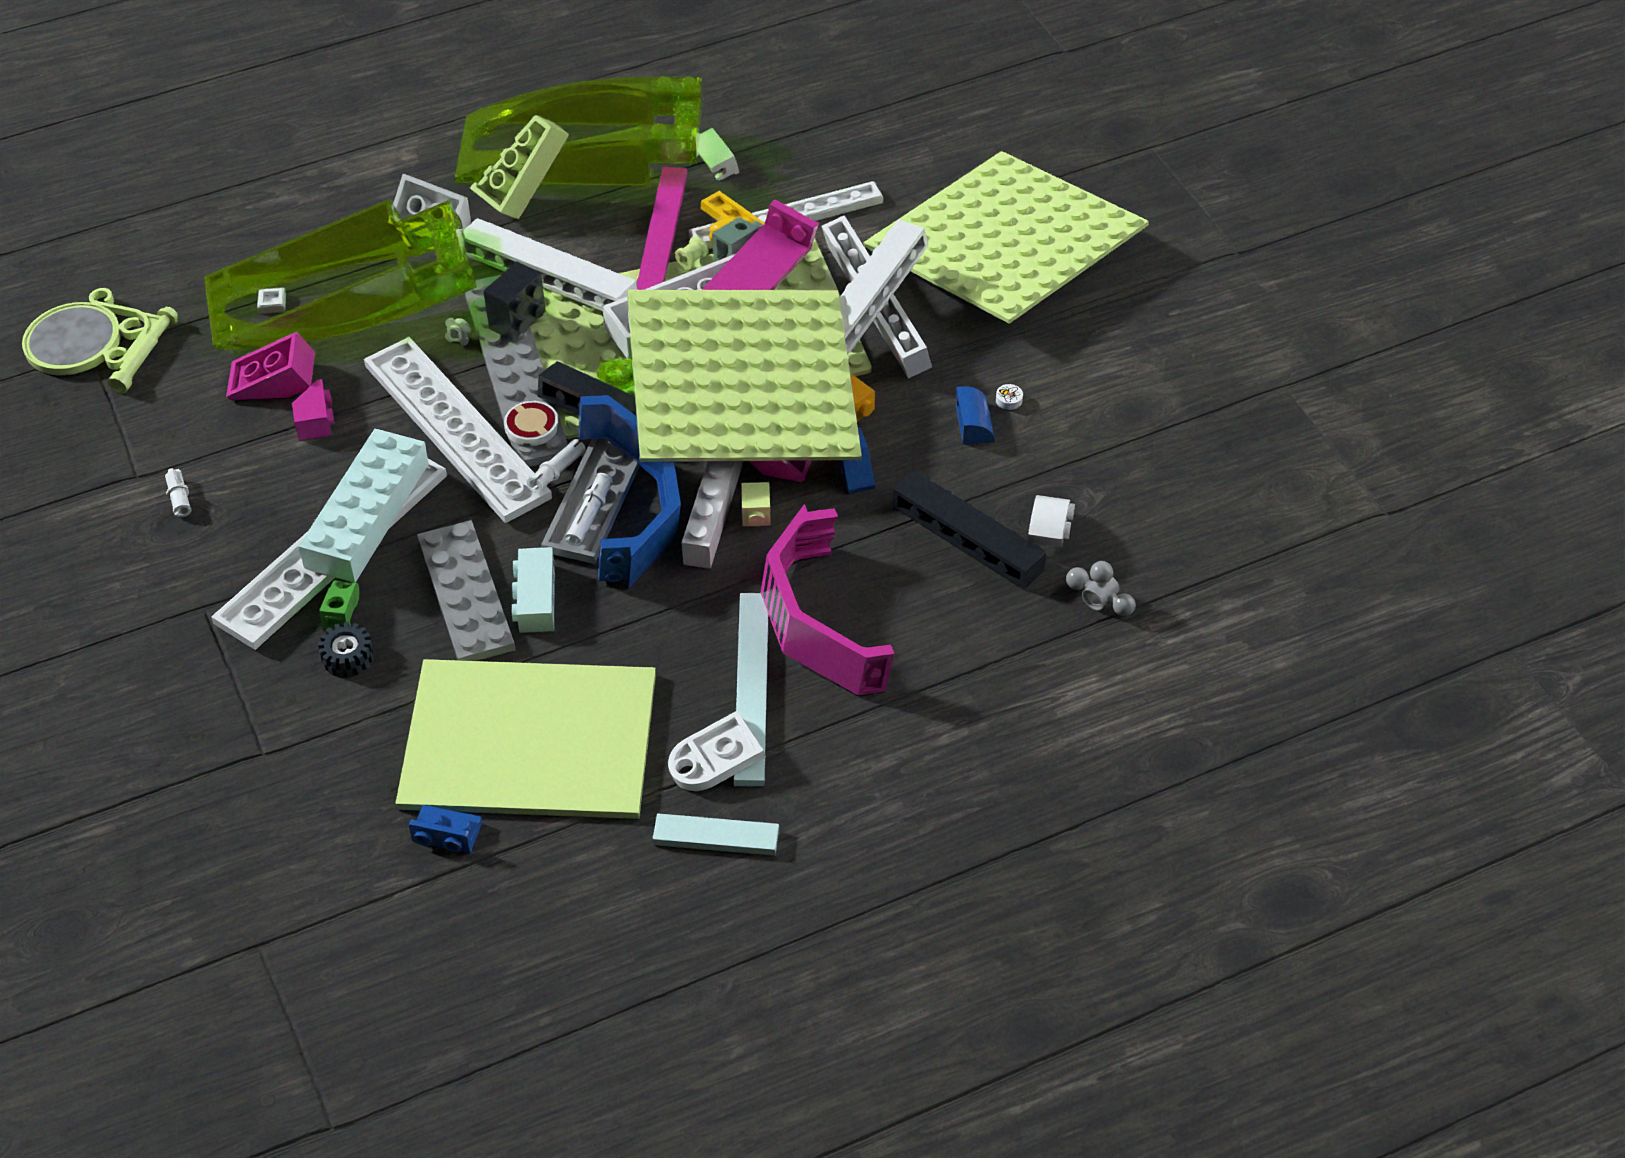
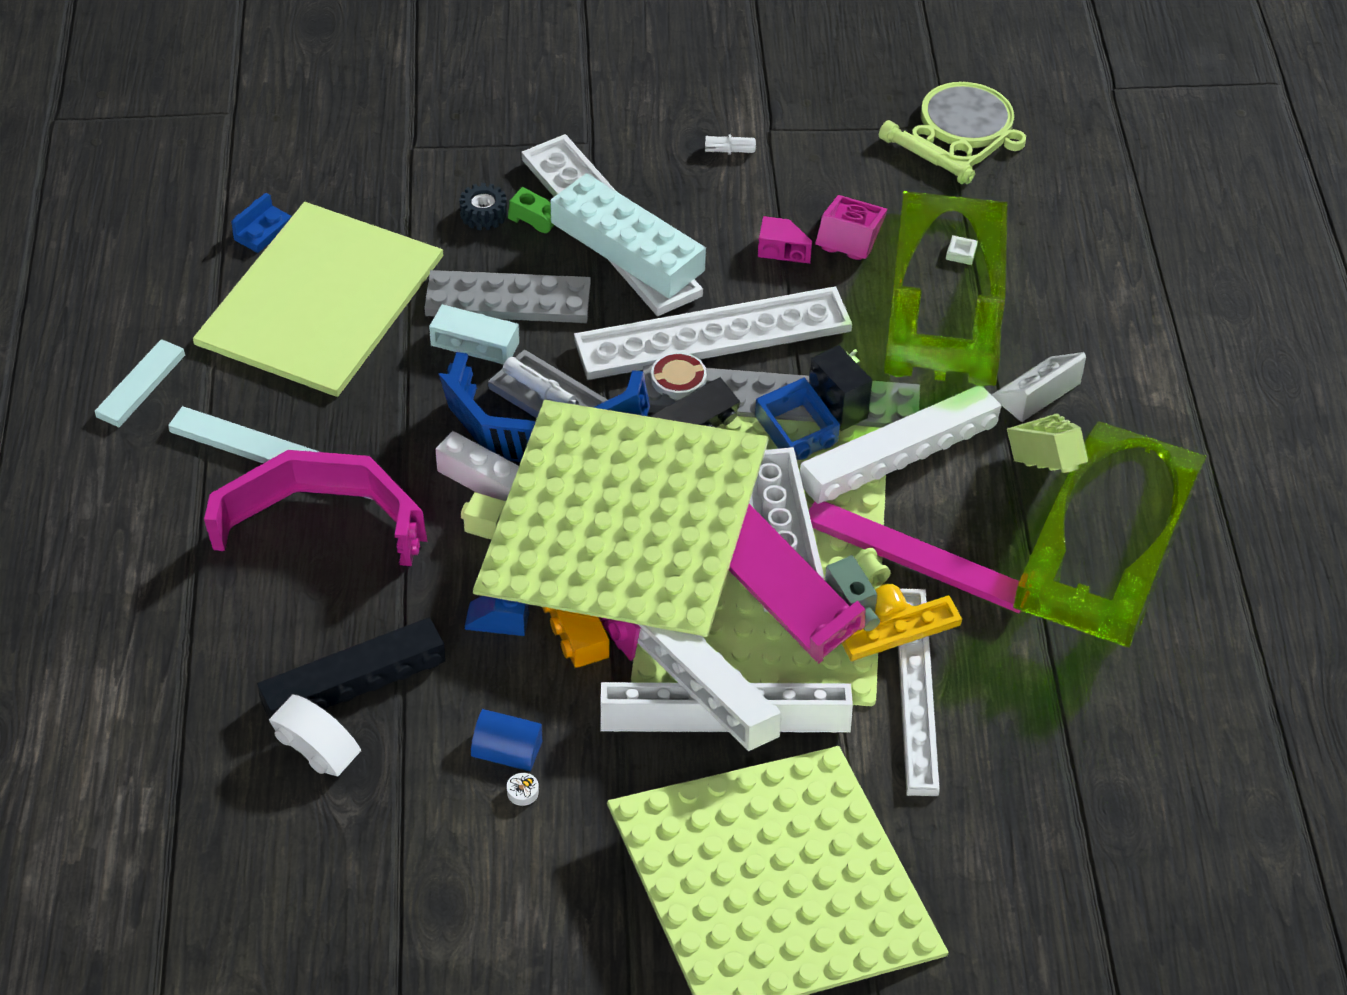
camera: 110 degrees right, 0 degrees up
(529, 337) = (787, 399): none -> blue window
(551, 470) = (606, 371): white pin -> none
(715, 754) = (215, 403): white tile -> none
(717, 154) = (1045, 649): hinge -> none
(1101, 589) = (206, 749): light grey piece -> none

